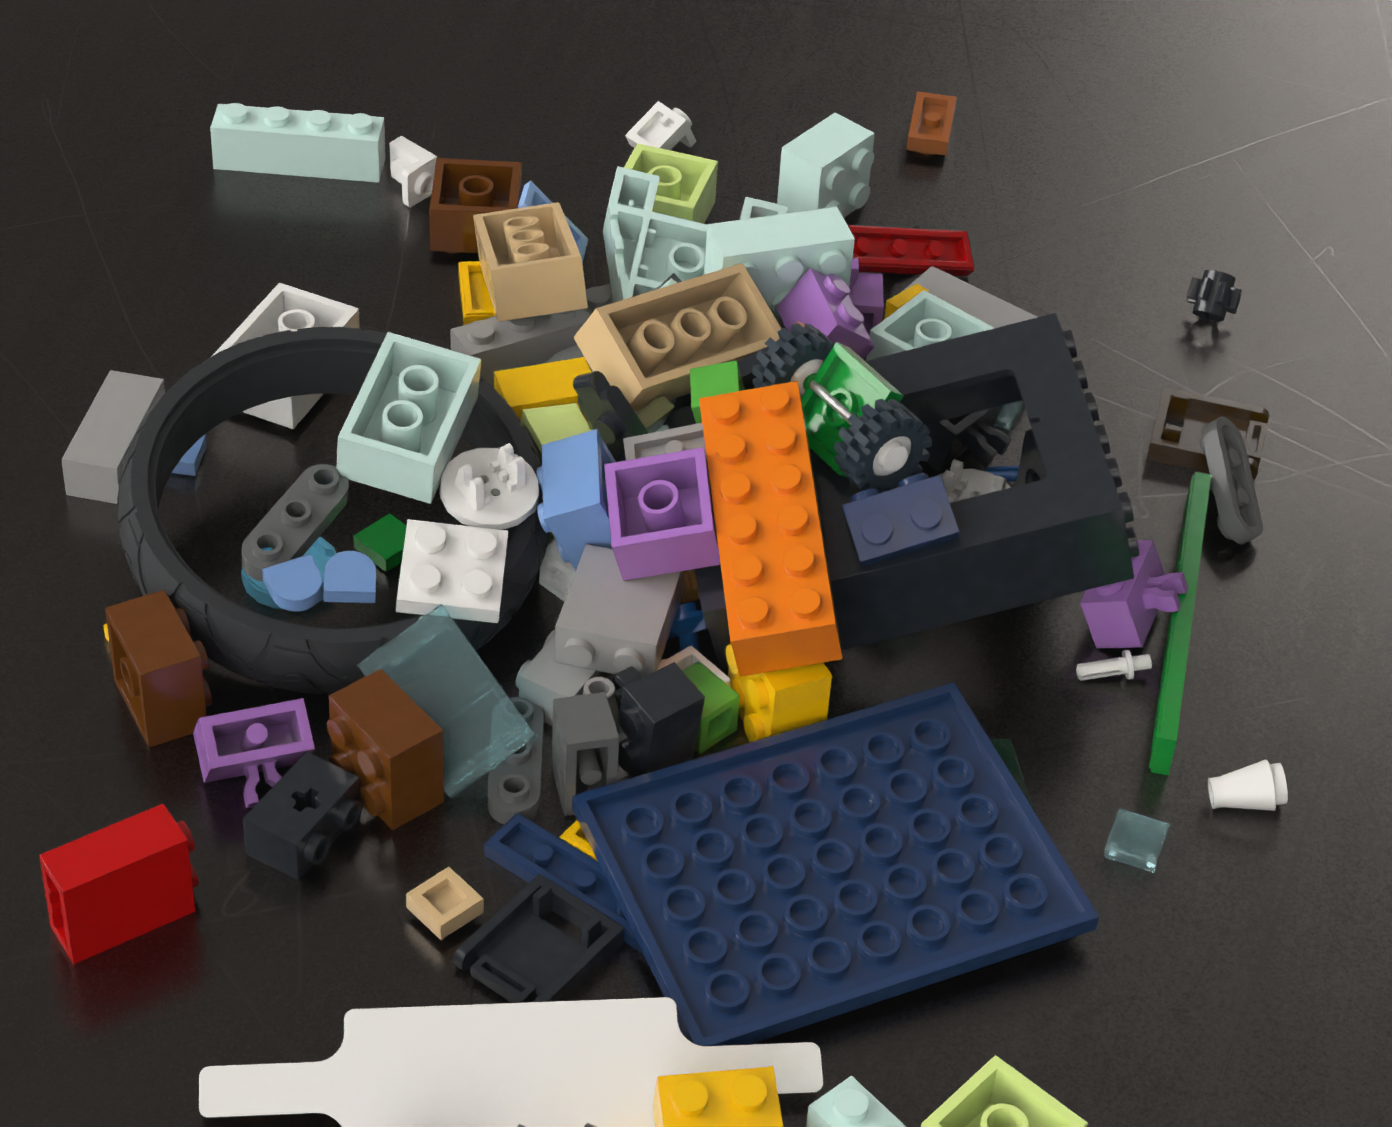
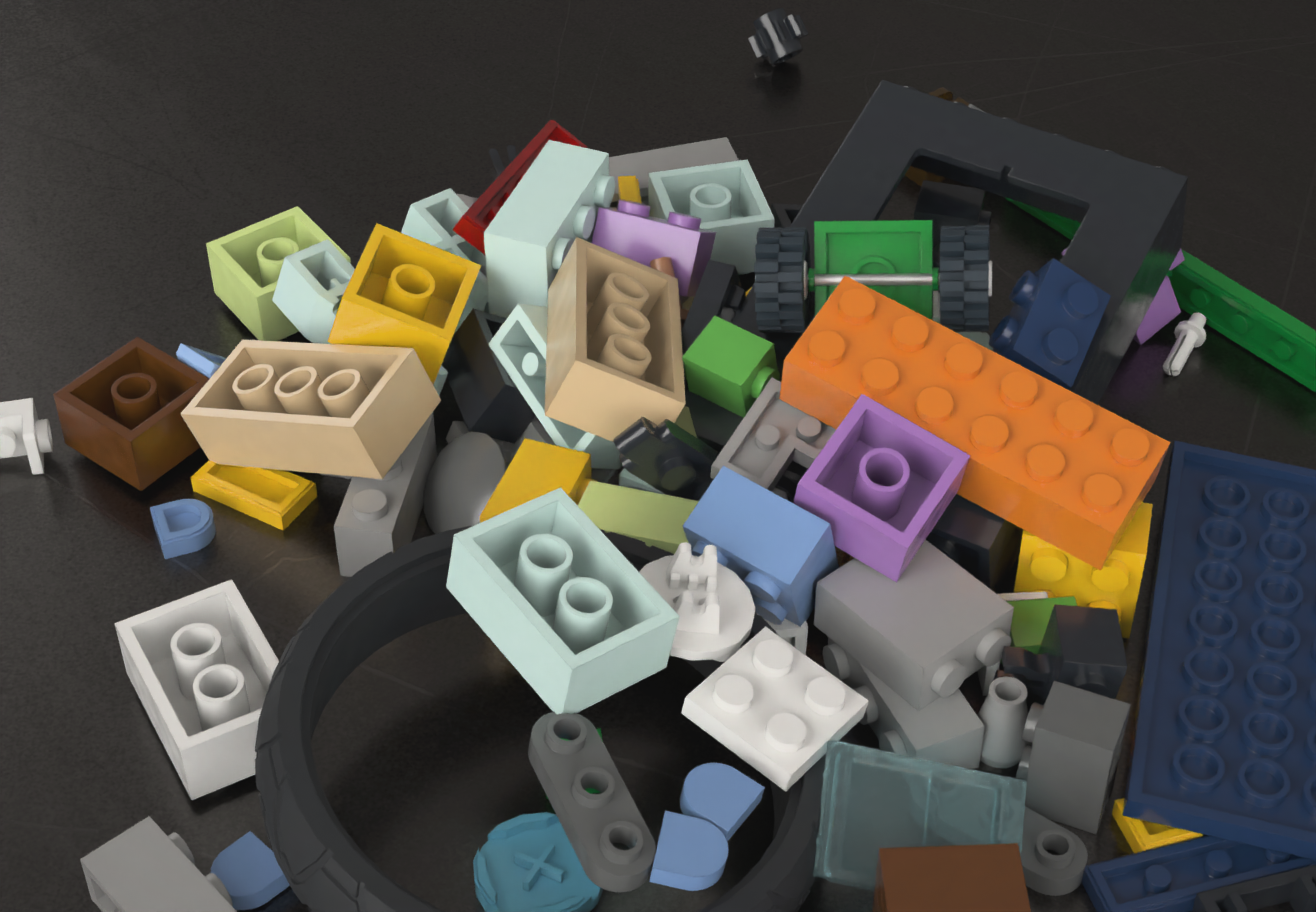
camera: 50 degrees left, 0 degrees up
(418, 283) = (183, 526): none -> medium blue tile
(631, 236) = (405, 297): none -> yellow brick
(662, 128) = (168, 232): white bracket -> none
(827, 167) = (384, 154): light aqua brick -> none
(931, 123) = (361, 66): dark orange plate -> none

